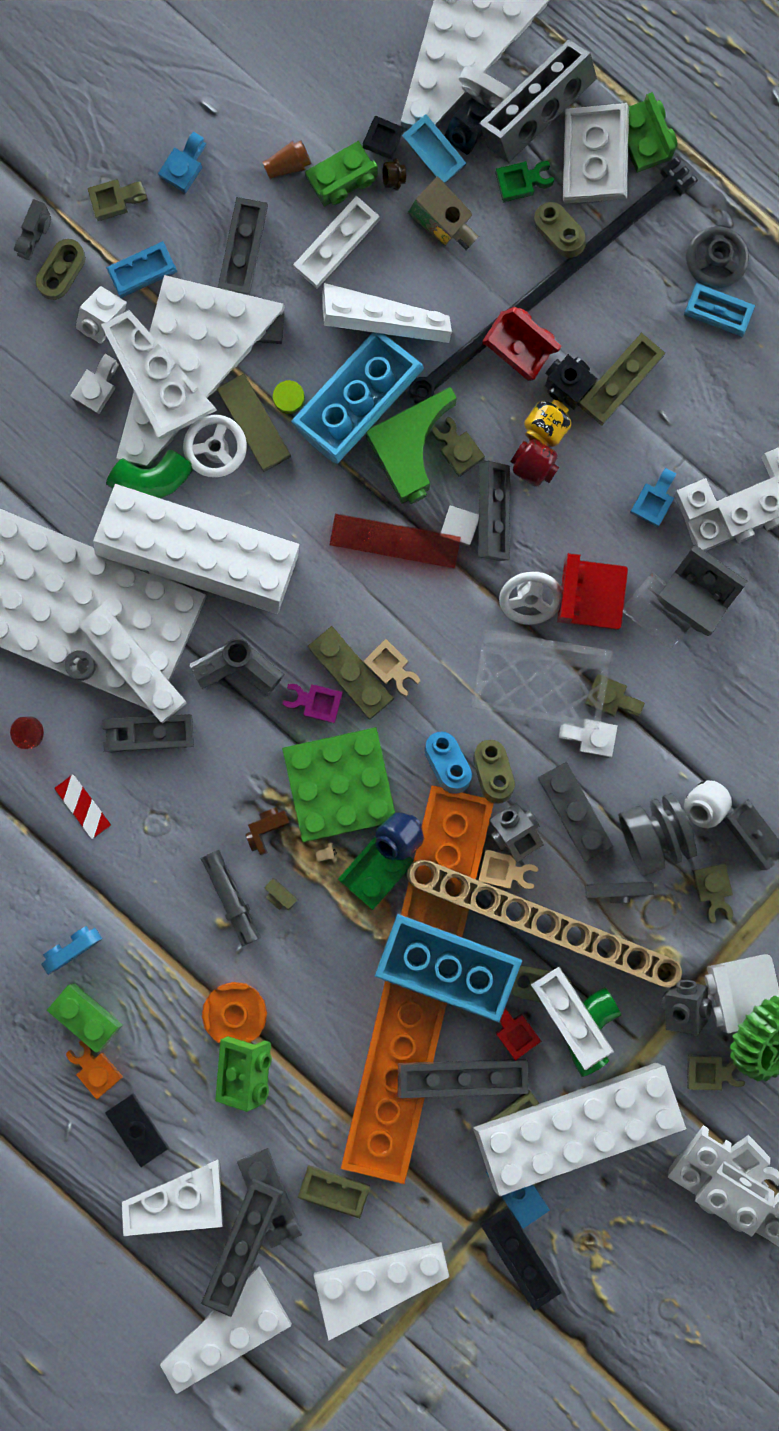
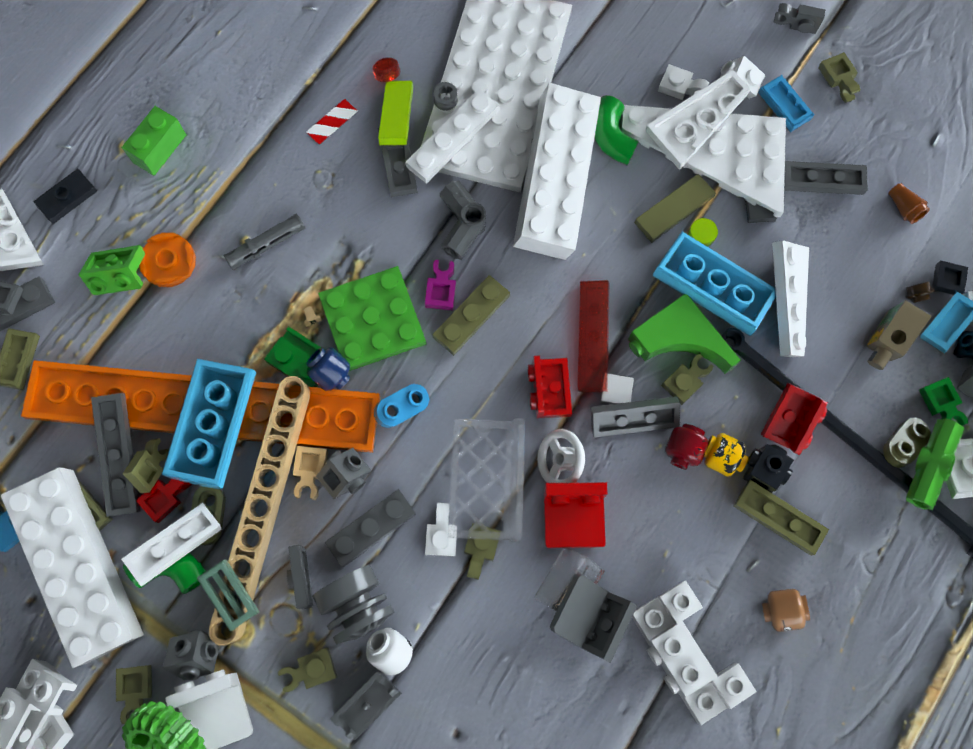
camera: 80 degrees right, 10 degrees down
(58, 269) = (772, 43): olive plate -> none
(82, 941) = (205, 117): dark azure plate -> none
(90, 726) = (396, 113): none -> lime tile
(97, 1073) = (111, 160): orange plate -> none
(181, 166) = (881, 123): dark azure plate -> none
(204, 448) = (643, 188): white piece -> none
(269, 821) = (321, 253): reddish brown bracket -> none
(279, 895) = (270, 280): olive plate -> none
(336, 242) = (847, 252): white plate -> none
(342, 174) = (907, 250): bright green bracket -> none
(388, 664) = (482, 344): tan plate -> none
(449, 597) = (551, 387): none -> red bracket
(482, 1046) = (145, 468): none -> olive plate
(493, 769) = (399, 447): olive plate -> none
(590, 208) = (935, 464): none -> bright green piece
(609, 974) = (239, 589): none -> sand green tile
(654, 501) = (671, 563): dark azure plate -> none
(714, 320) = (855, 602): medium azure tile -> none
(716, 393) = (786, 610): none -> medium nougat head
(720, 245) = (931, 595): dark grey piece -> none

